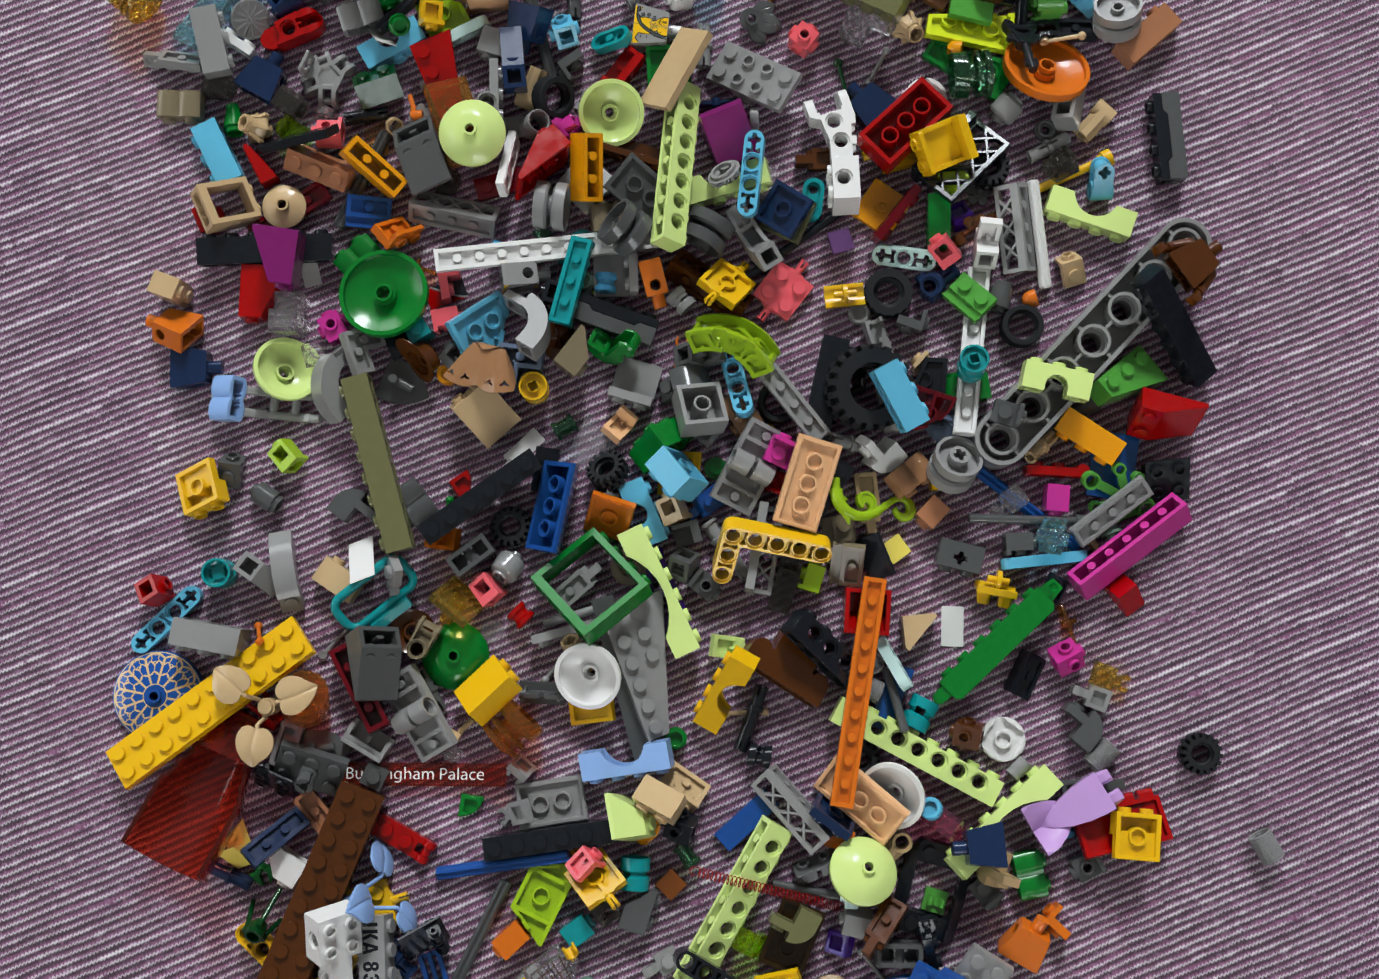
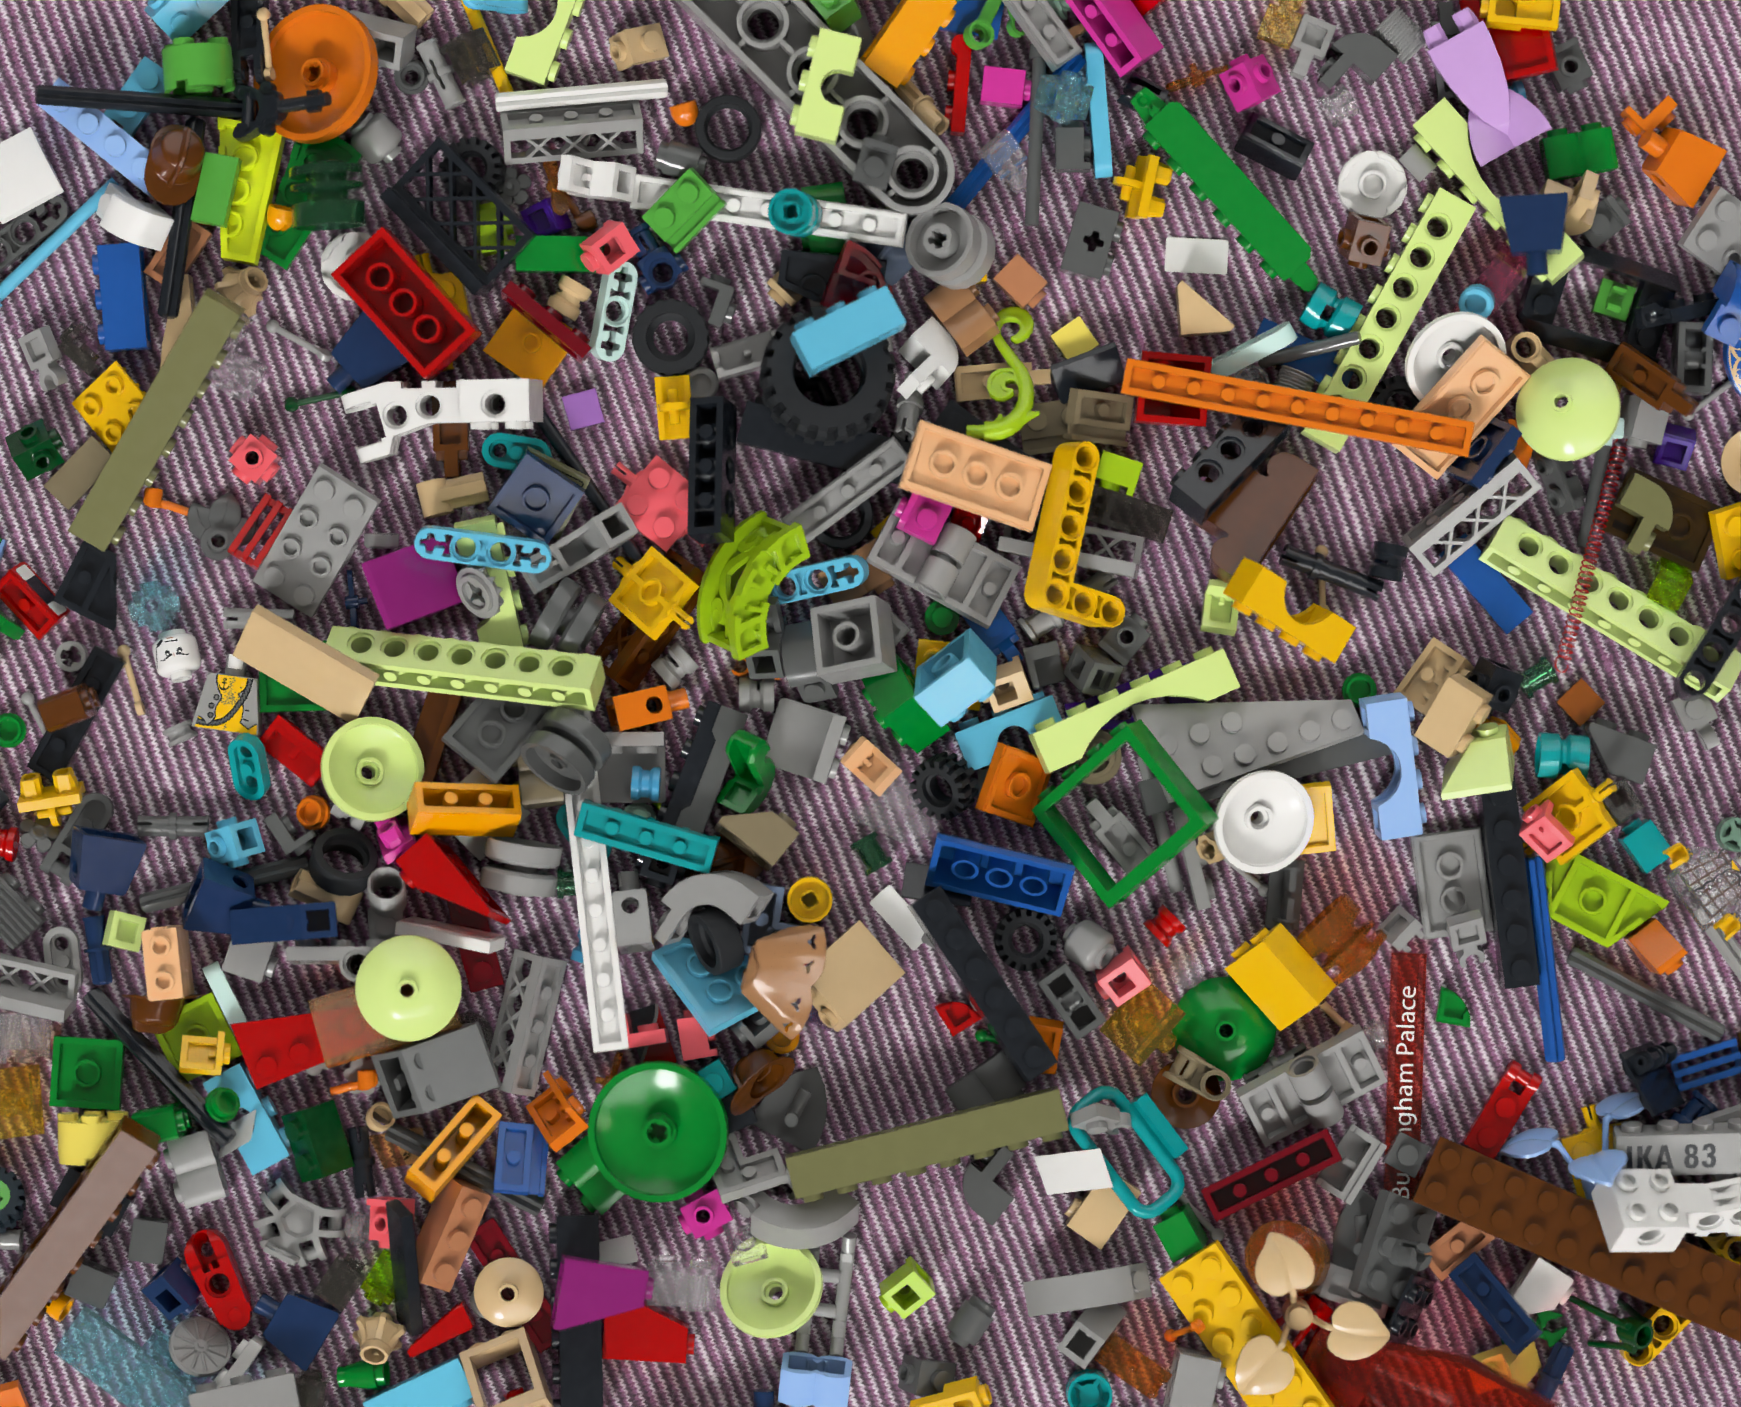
camera: 85 degrees left, 5 degrees up
(239, 602) = (1133, 1365): none -> clear orange hinge
(323, 630) = (1180, 1231): none -> green brick
(374, 662) = (1234, 1148): dark grey slope -> none
(505, 327) = (716, 940): none -> black tyre
(583, 80) = (313, 812): none -> orange plate
(663, 352) = (756, 694): none -> light grey wheel
(777, 48) = (277, 507): none -> red tile
(784, 156) = (444, 495): none -> tan piece
(805, 318) = (712, 470): none -> black brick
(910, 229) = (568, 299): none -> tan wheel
(943, 144) = (445, 246): yellow panel -> none
(1053, 715) = (1338, 105): none -> clear wheel

